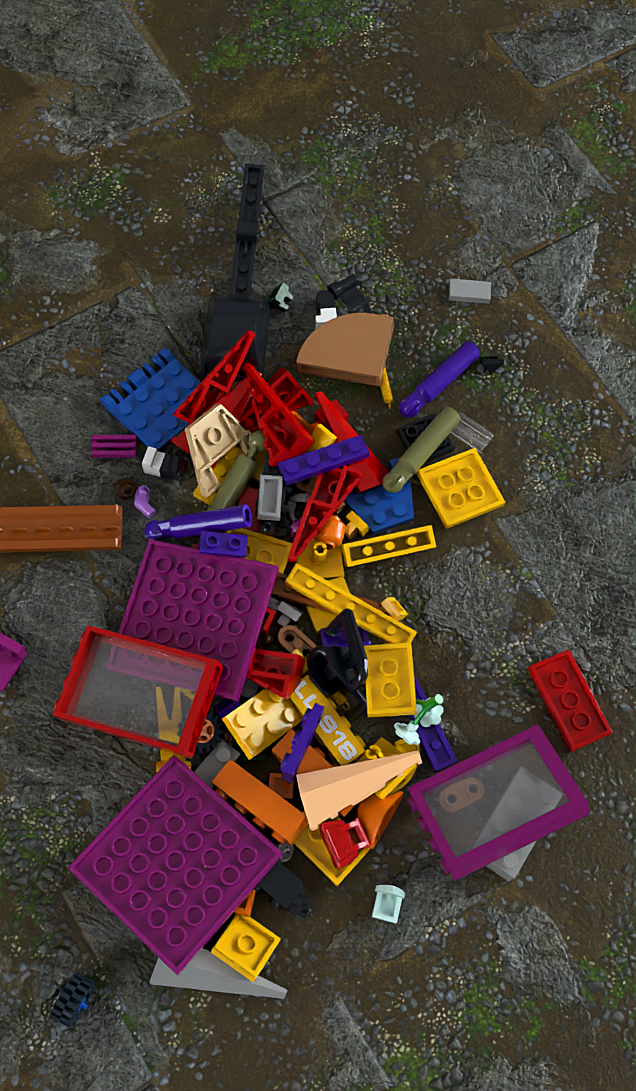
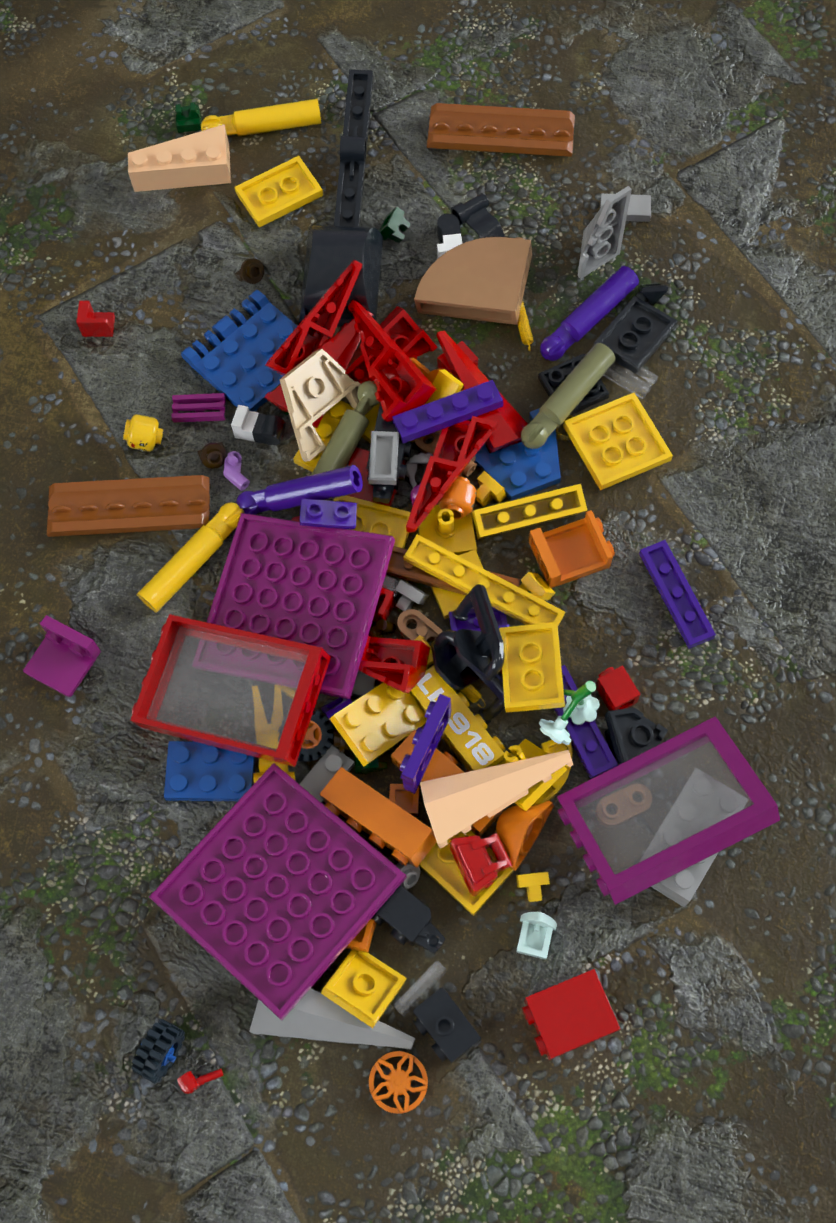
camera: 10 degrees right, 0 degrees up
(26, 369) = (94, 323): none -> red panel
(66, 466) = (142, 432): none -> yellow head
(98, 1027) = (189, 1083): none -> red hand
(103, 235) = (182, 162): none -> light nougat wedge
(105, 575) = (190, 557): none -> yellow piece
(108, 197) = (188, 118): none -> dark green tile
(116, 760) = (206, 773): none -> blue plate
(160, 331) = (251, 271): none -> dark brown plate
(171, 201) = (267, 118): none -> yellow piece
(184, 263) = (279, 191): none -> yellow plate
(272, 1027) = (398, 1082): none -> orange wheel
(292, 947) = (420, 988): none -> clear tile
(314, 980) = (446, 1026): none -> black brick
(369, 220) = (501, 129): none -> dark orange plate
(386, 859) = (533, 883): none -> yellow tile
(415, 972) = (570, 1015): none -> red brick
(422, 579) = (571, 550): none -> orange panel
(453, 315) = (604, 233): none -> light grey wedge
(457, 697) = (617, 689): none -> red brick
(468, 736) = (631, 733): none -> black plate
(477, 398) = (637, 334): none -> black tile
(507, 618) = (677, 594): none -> dark purple plate
(569, 700) = (756, 690): red tile -> none

